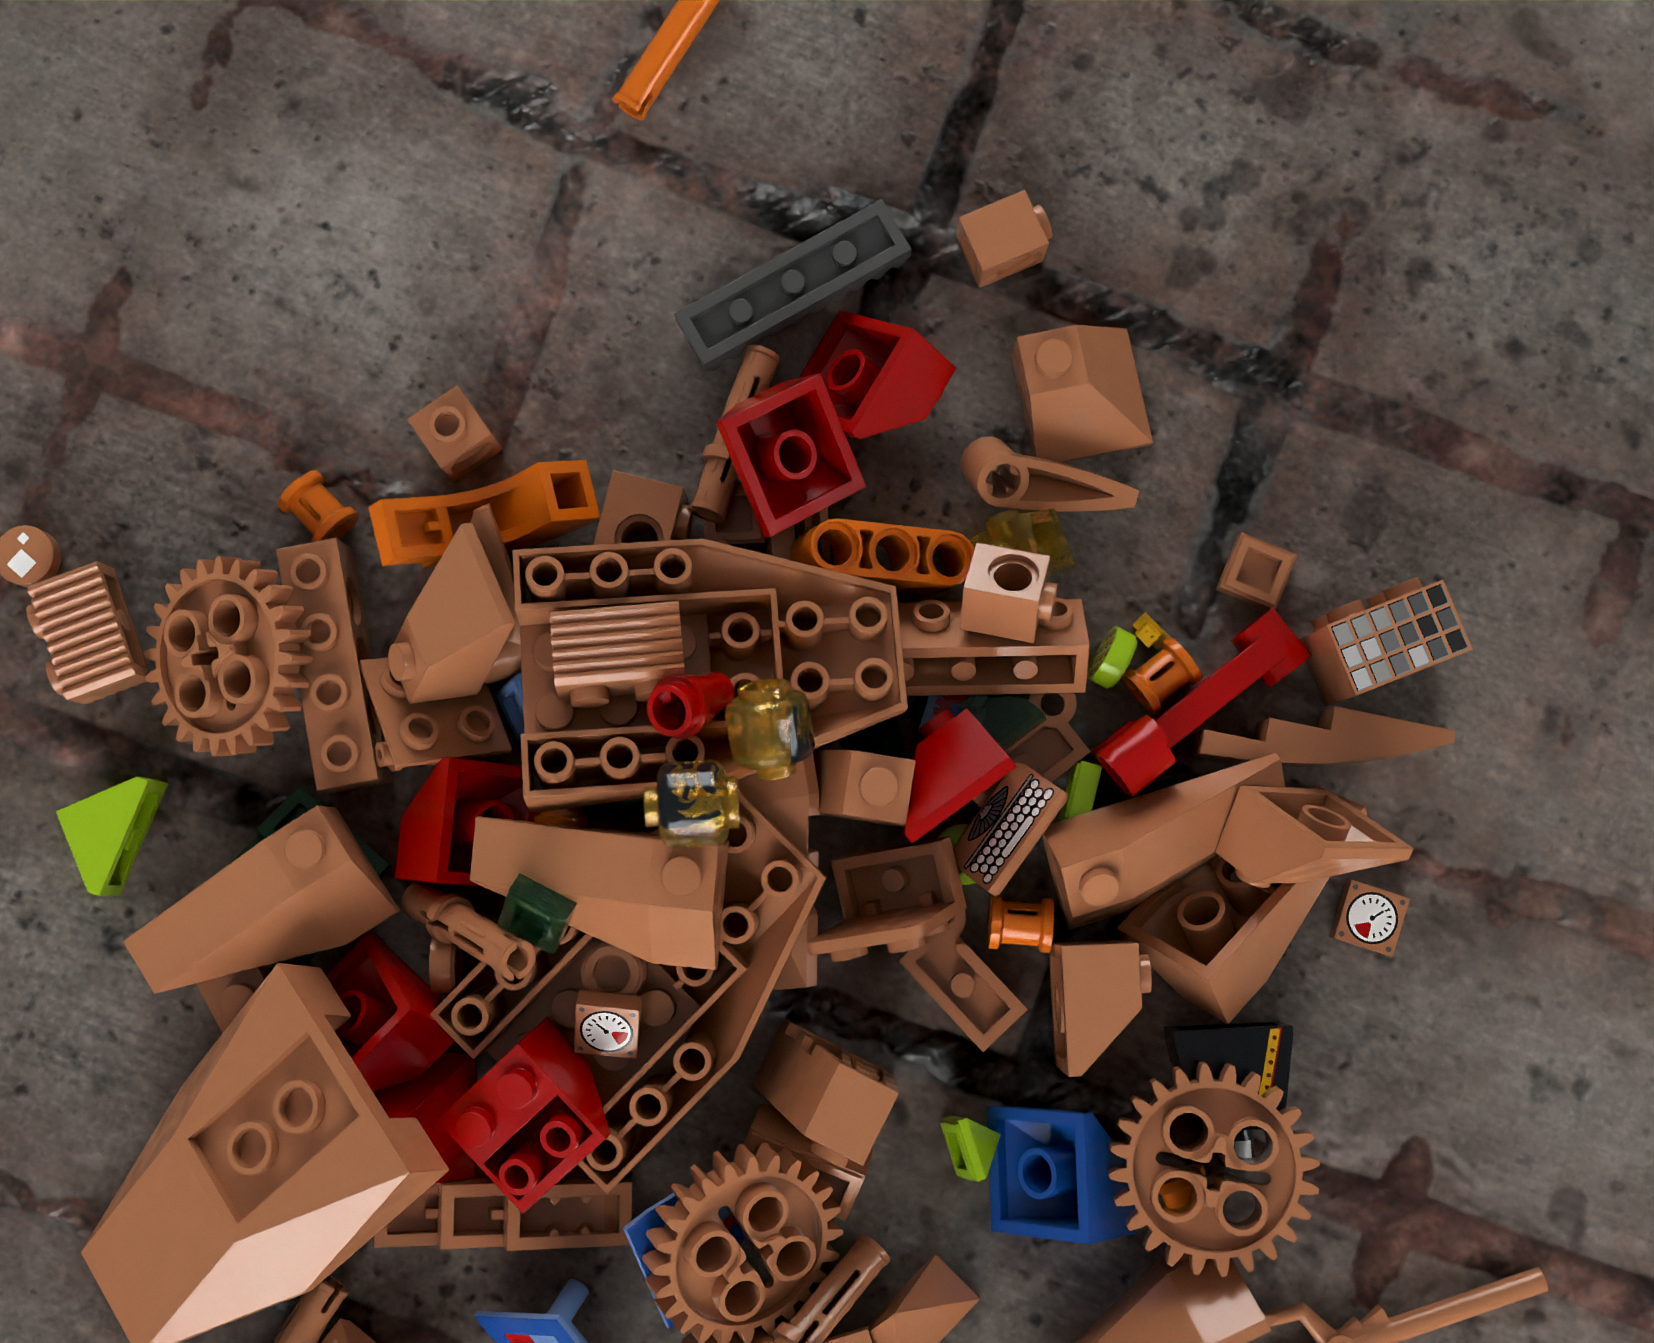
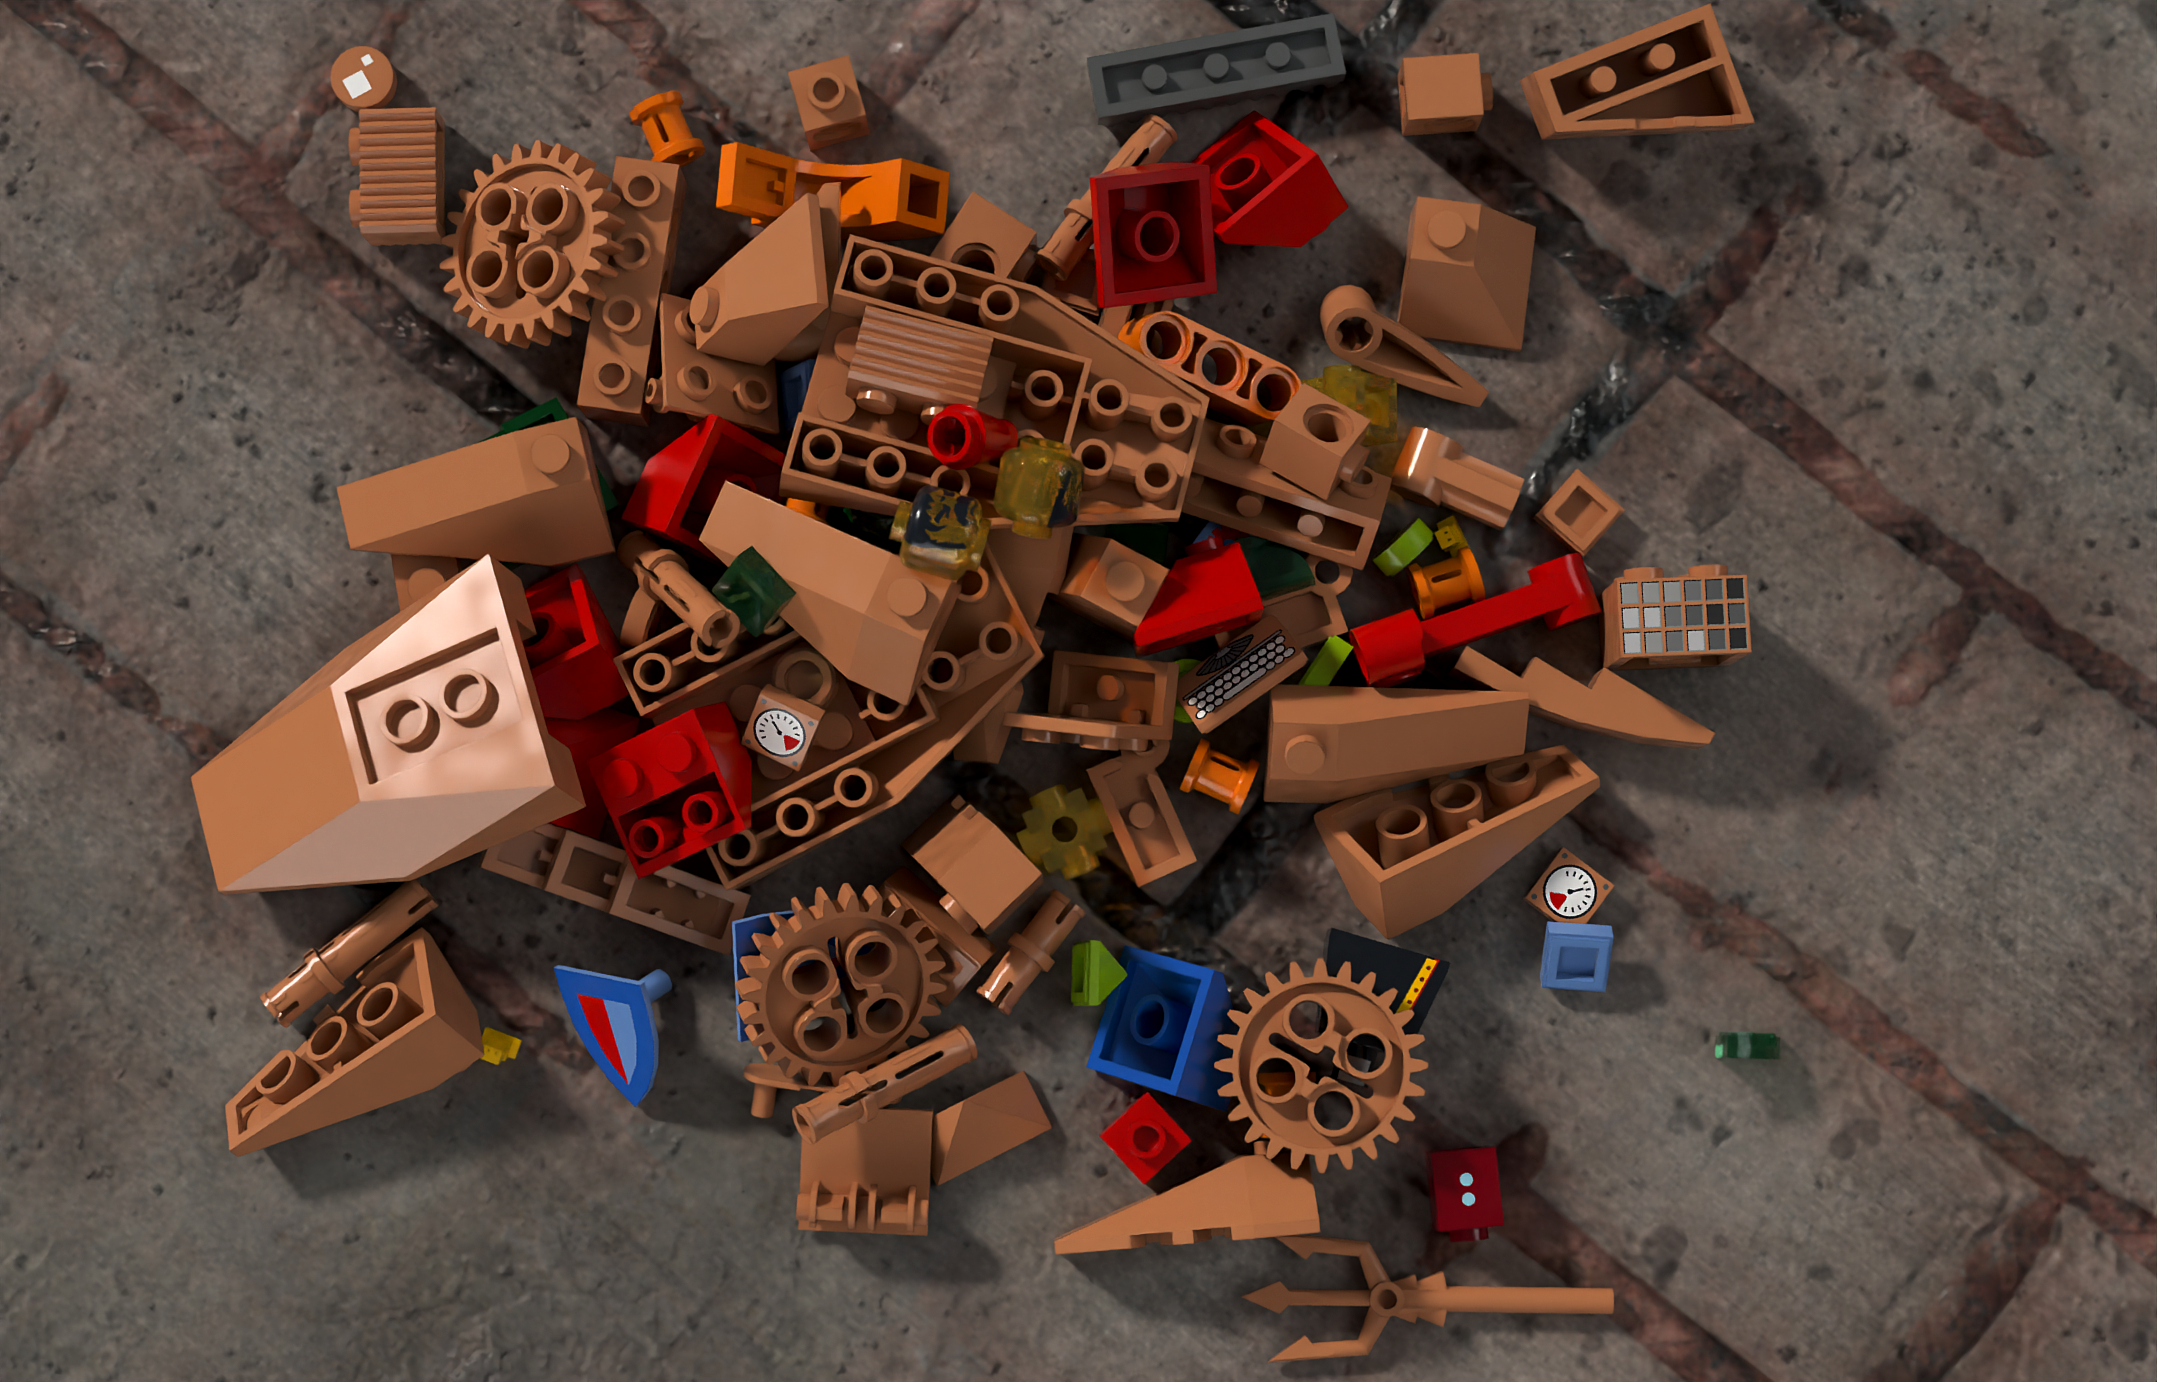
camera: 15 degrees right, 0 degrees up
(109, 832) = (358, 375): lime slope -> none
(887, 1003) = (1070, 857): none -> clear yellow brick
(905, 1146) = (1030, 952): none -> nougat pin
(1070, 1284) = (1145, 1137): none -> red brick
(1093, 997) = (1266, 862): nougat slope -> none
(1119, 579) = (1438, 473): none -> nougat piece
(1185, 165) = (1643, 84): none -> nougat wedge
(1302, 836) = (1521, 779): nougat slope -> none
(1376, 1227) = (1464, 1191): none -> dark red brick
(1399, 975) = (1576, 956): none -> medium blue tile
(1580, 1003) = (1747, 1045): none -> clear green tile

